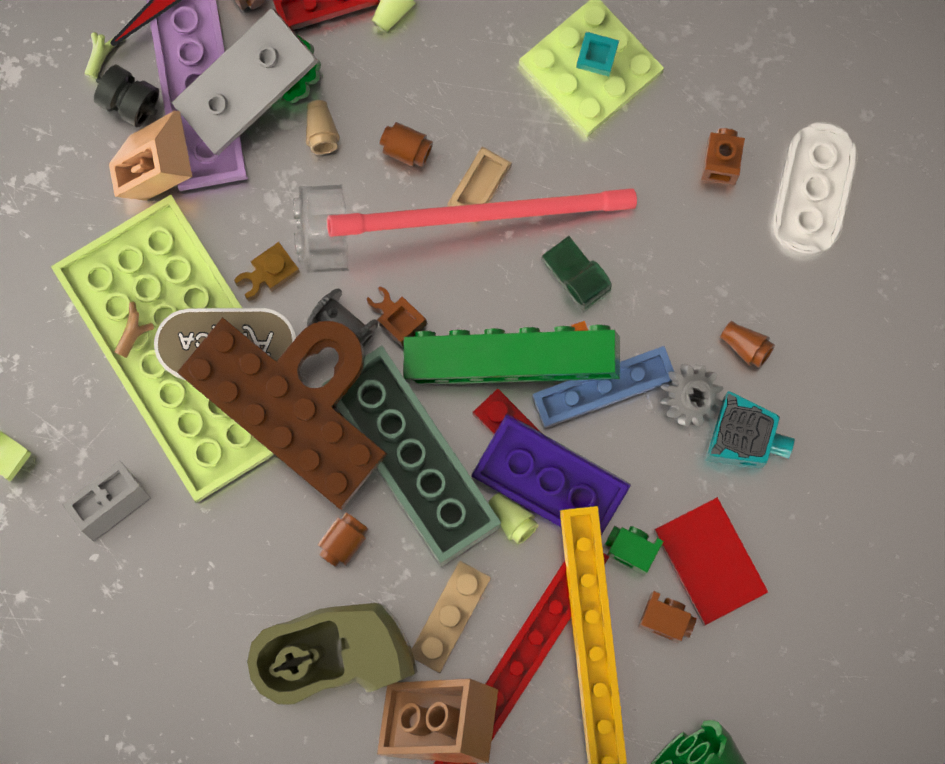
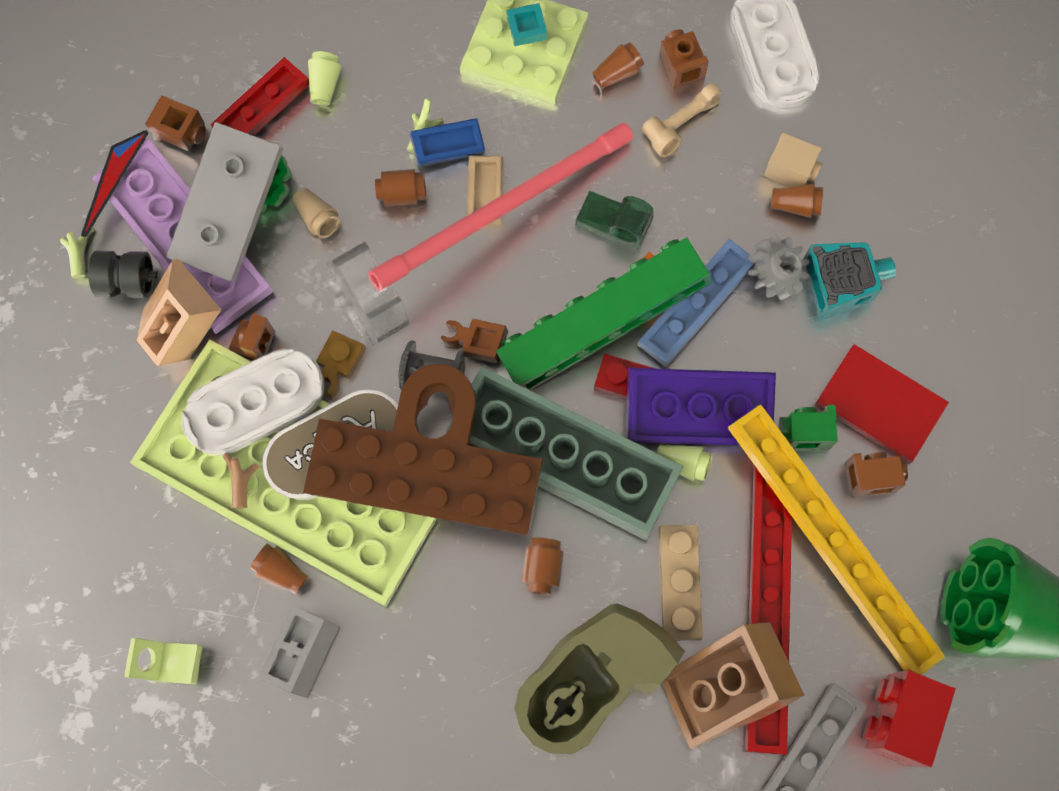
camera: 25 degrees left, 5 degrees down
(125, 423) = (278, 569): none -> dark orange cone
(178, 270) = (253, 402): none -> white tile
(206, 213) = (252, 337): none -> dark orange bracket
(455, 98) = (423, 121): none -> yellowish green bar
(469, 124) = (447, 142): none -> blue tile
(661, 133) = (618, 66): none -> dark orange cone
(664, 217) = (663, 134): none -> tan brick
(763, 307) = (793, 162): none -> tan brick

